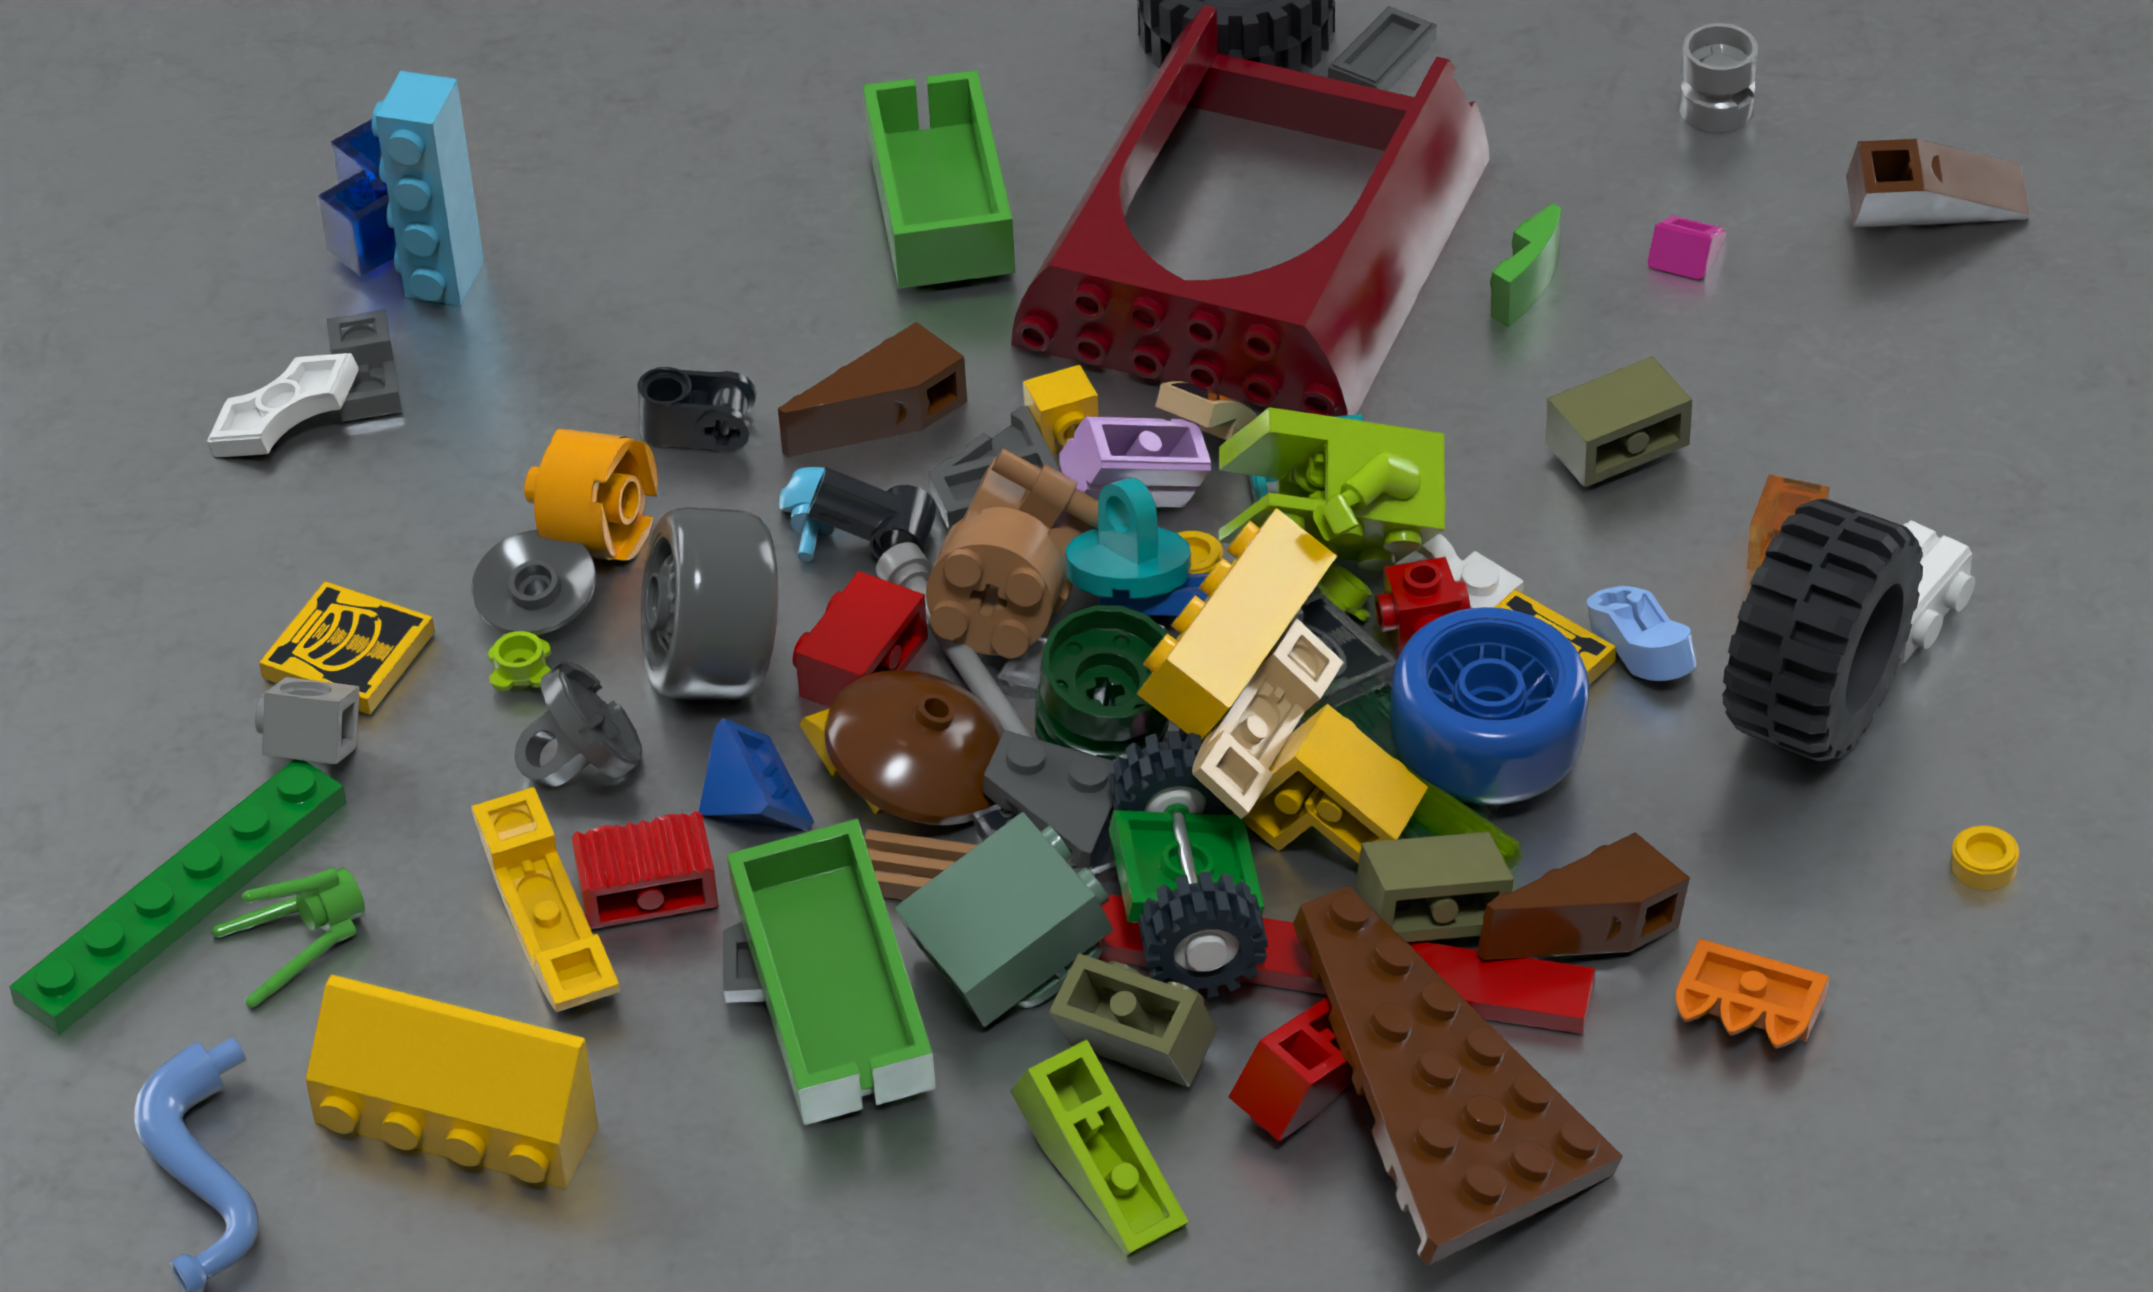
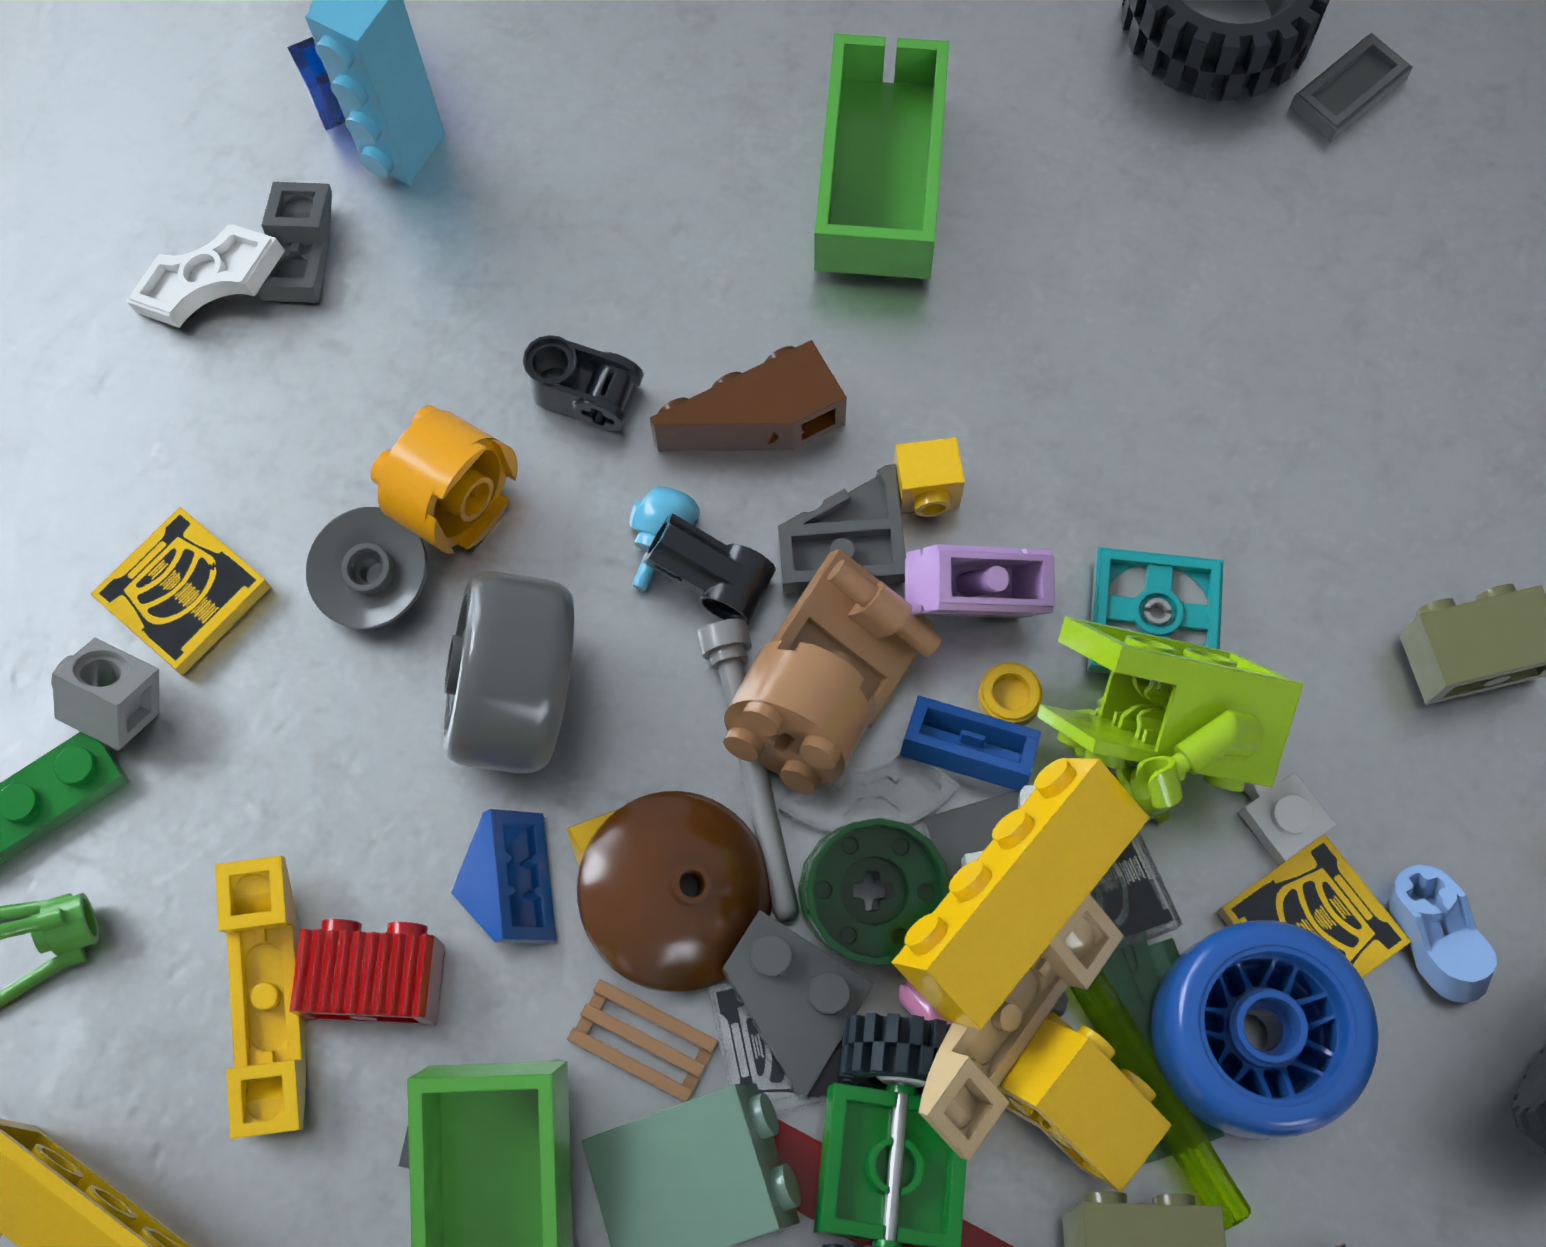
camera: 15 degrees right, 25 degrees up
(518, 661) = (321, 643): lime plate -> none
(583, 727) = (356, 779): dark grey tile -> none
(863, 632) = (654, 730): red brick -> none
(1127, 547) = (941, 706): teal tile -> none
(1208, 409) = (1067, 526): tan slope -> none
(1288, 334) = (1203, 447): dark red panel -> none
(1415, 596) = (1209, 860): red brick -> none
(1524, 276) = (1446, 386): bright green slope -> none

